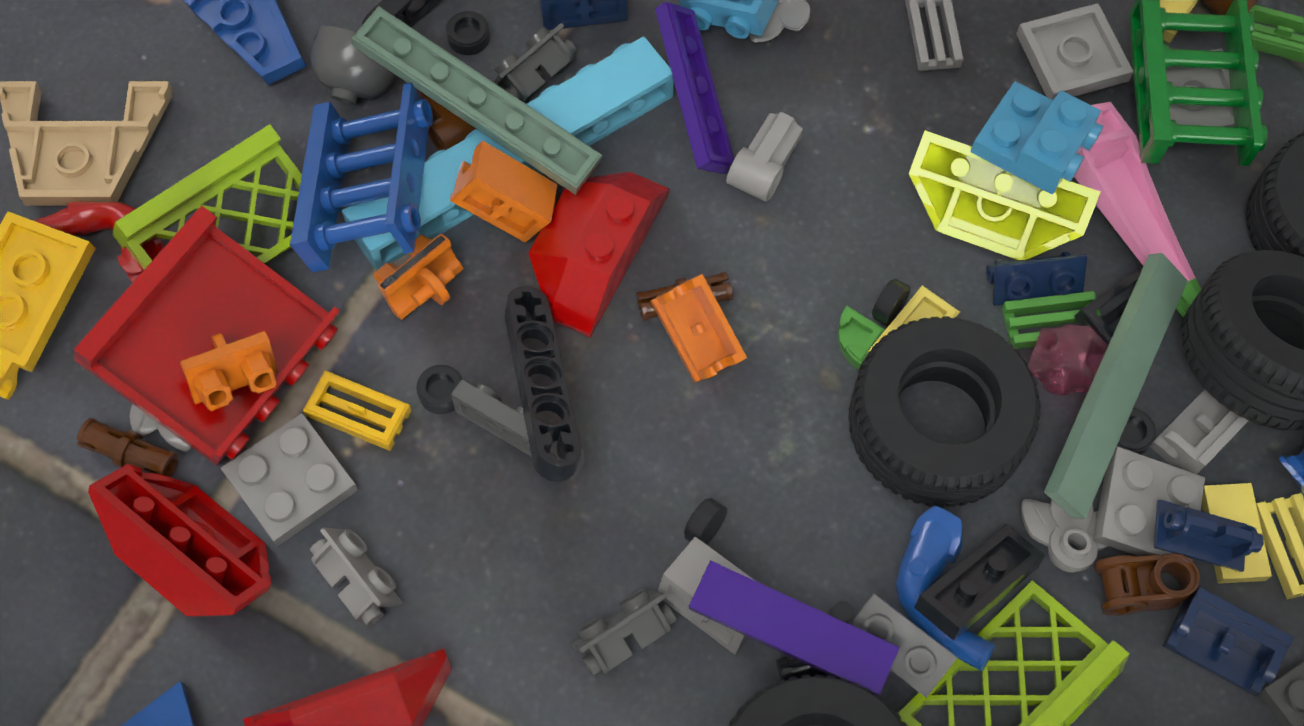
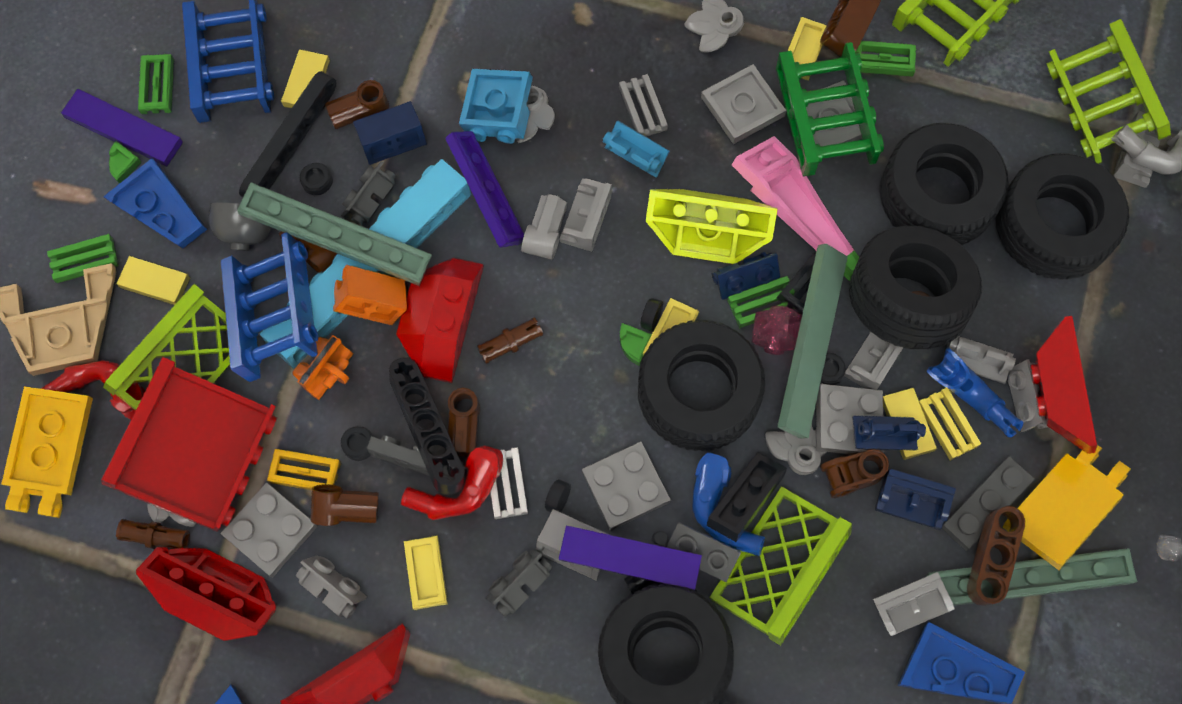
camera: 10 degrees left, 5 degrees up
(134, 64) = (81, 253): none -> bright green tile
(215, 115) = (153, 280): none -> light yellow tile
(230, 367) = (209, 464): orange hips -> none
(386, 464) = (333, 504): none -> reddish brown piece
(493, 588) = (425, 572): none -> light yellow tile
(594, 393) = (463, 426): none -> reddish brown piece
(608, 458) = (483, 468): none -> red piece
(638, 451) = (510, 512): none -> white tile
(698, 328) = (524, 363): orange hinge -> none
(805, 530) = (625, 486): none -> light grey plate
(827, 152) = (587, 214): none -> light grey hinge
(913, 80) = (636, 148): none -> dark azure hinge
(1038, 136) = (727, 178): dark azure plate -> none

